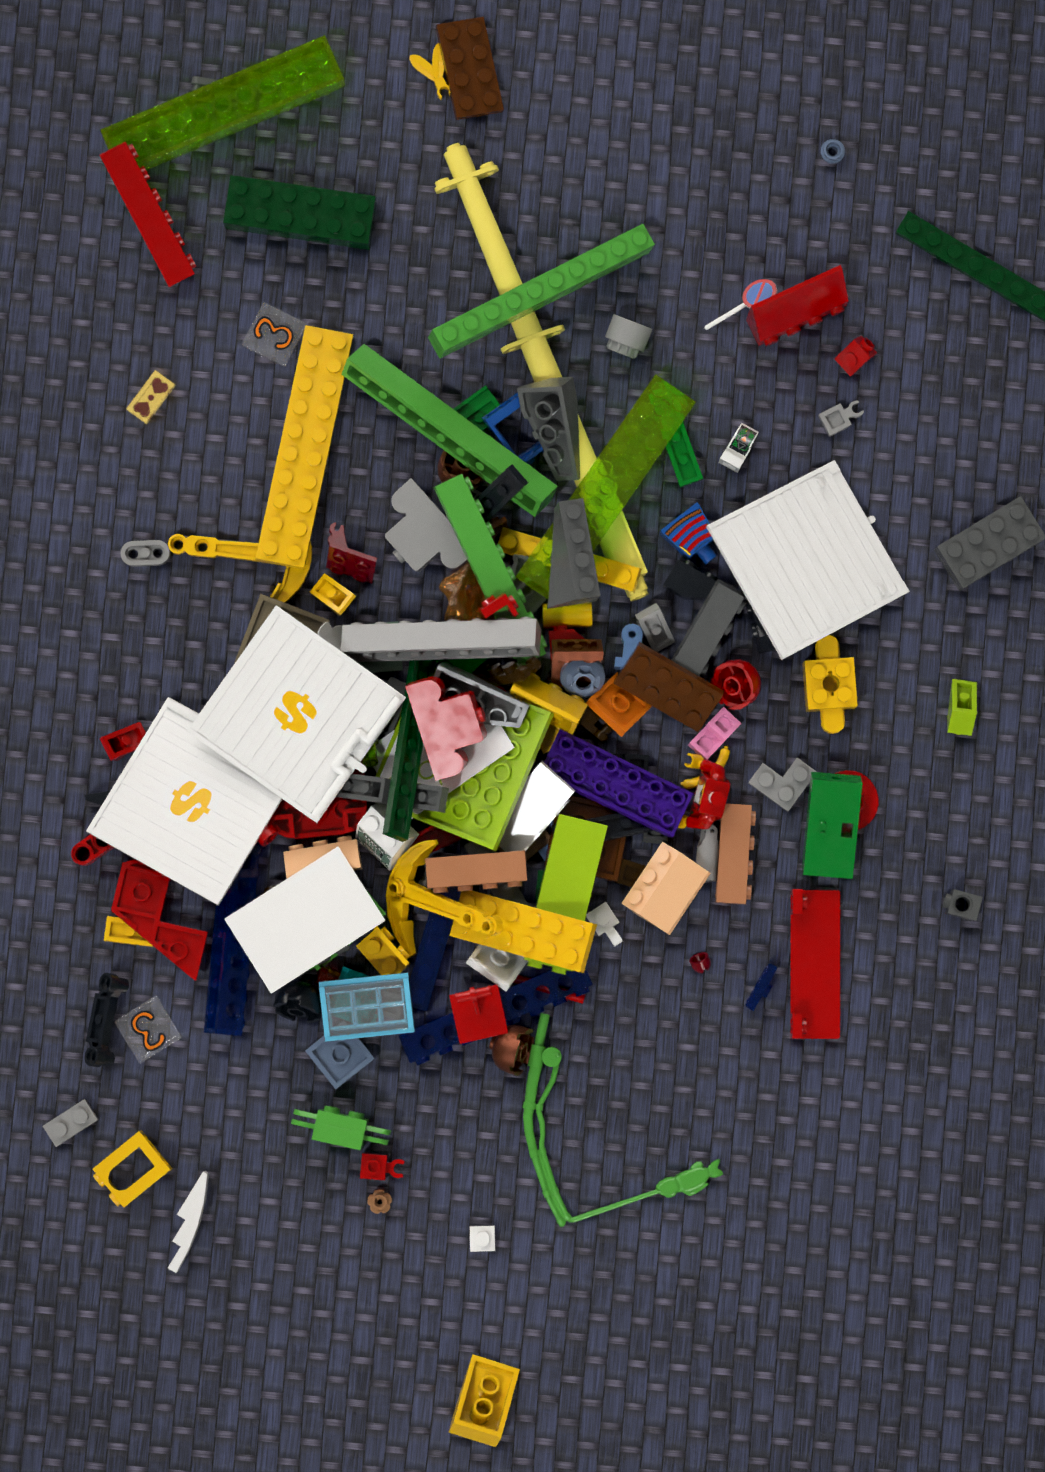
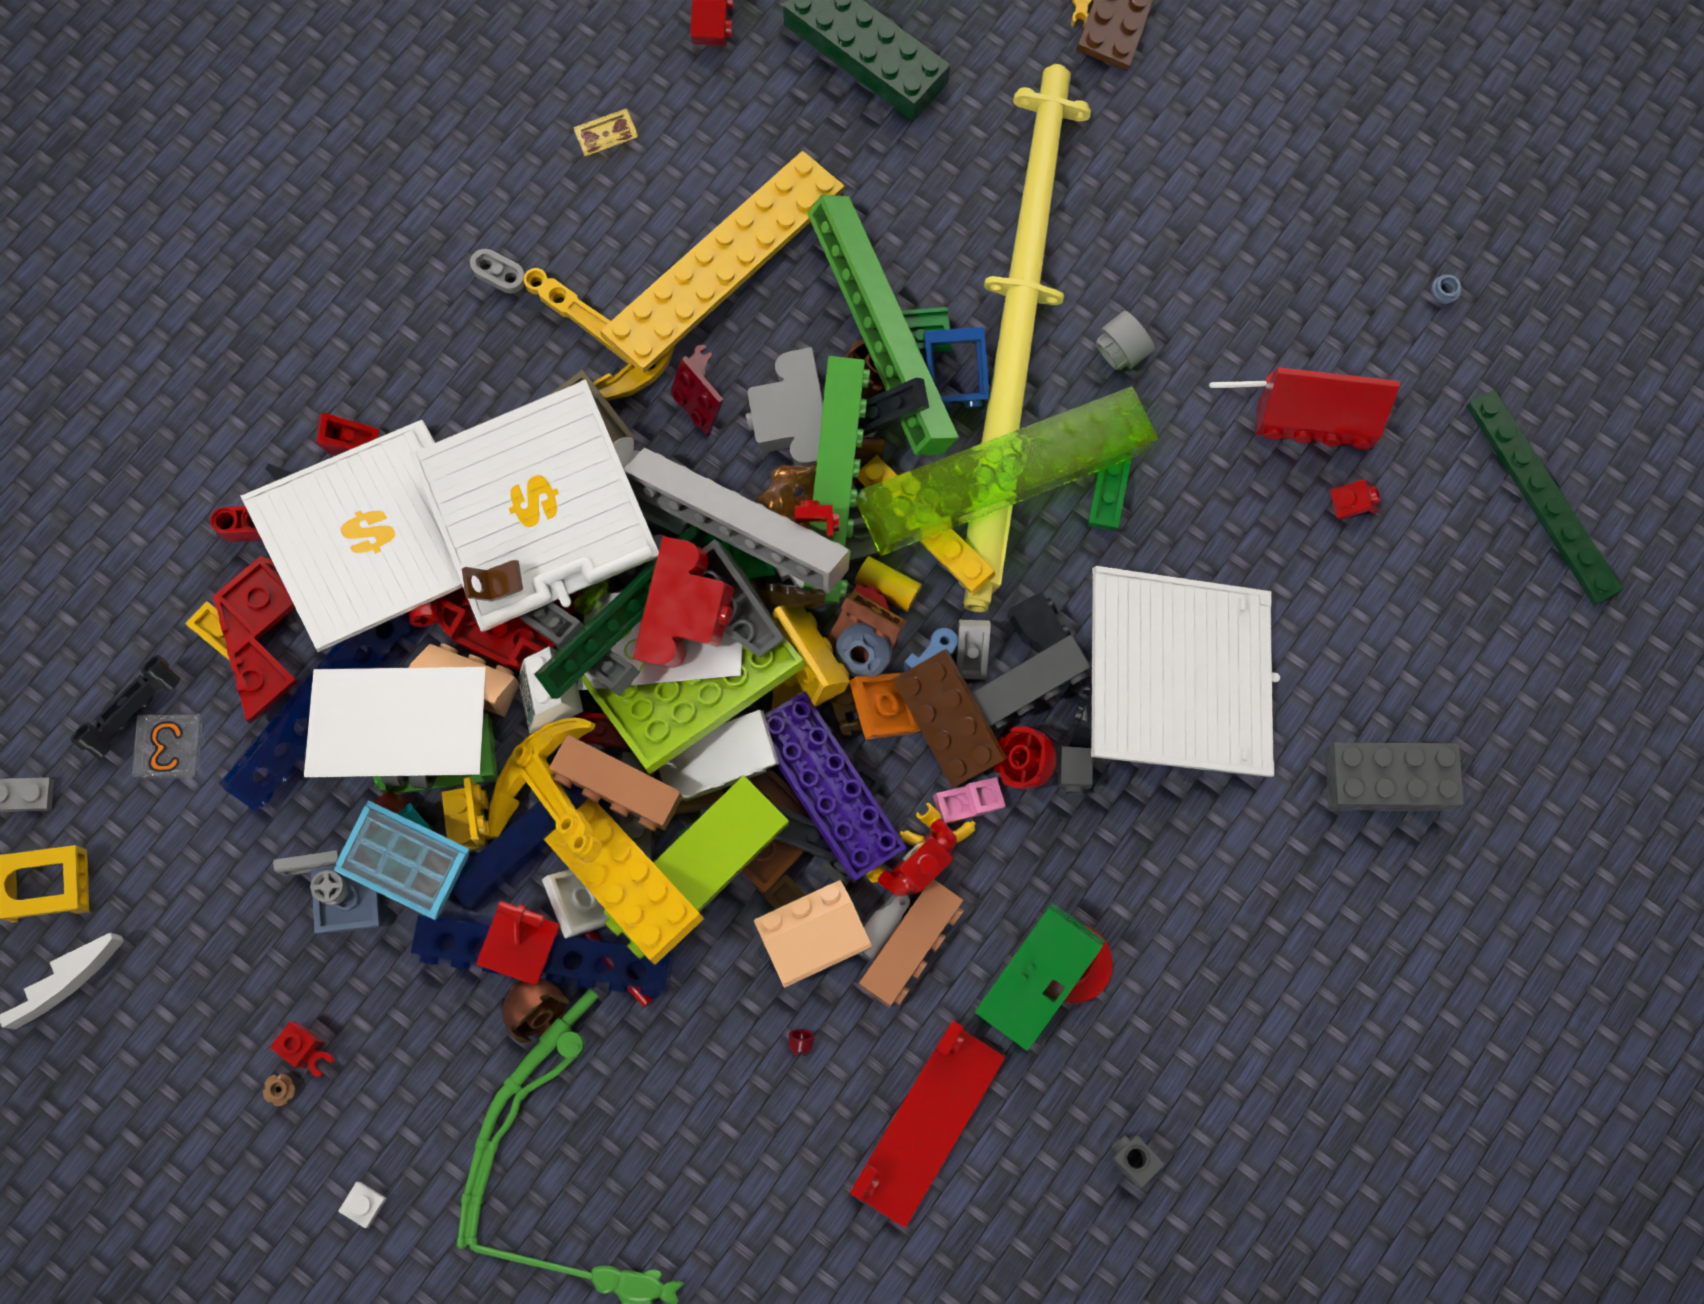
camera: 30 degrees right, 10 degrees down
(274, 334) = (765, 143): clear tile -> none
(299, 1000) = (337, 809): black cylinder -> none
(300, 1047) = (305, 863): none -> light grey tile
(307, 785) = (495, 582): none -> reddish brown bracket
(324, 1056) = (322, 886): none -> light grey wheel
(332, 594) = (658, 420): yellow slope -> none
(340, 1128) = (287, 979): bright green brick -> none
(541, 291) = (1060, 241): bright green brick -> none
(553, 414) = (997, 371): dark grey wedge -> none
(572, 560) = (923, 512): dark grey wedge -> none
(605, 922) = (723, 930): white plate -> none
(690, 535) = (1069, 577): blue torso -> none
(738, 447) = (1174, 520): leg -> none
(761, 988) = (851, 1113): clear blue plate -> none
(773, 670) = (1075, 770): none -> dark grey brick
(785, 789) = (1005, 905): light grey plate -> none
(830, 684) = (1128, 822): yellow brick -> none
(837, 419) = (1298, 552): light grey plate -> none
(962, 707) = (1261, 936): lime slope -> none

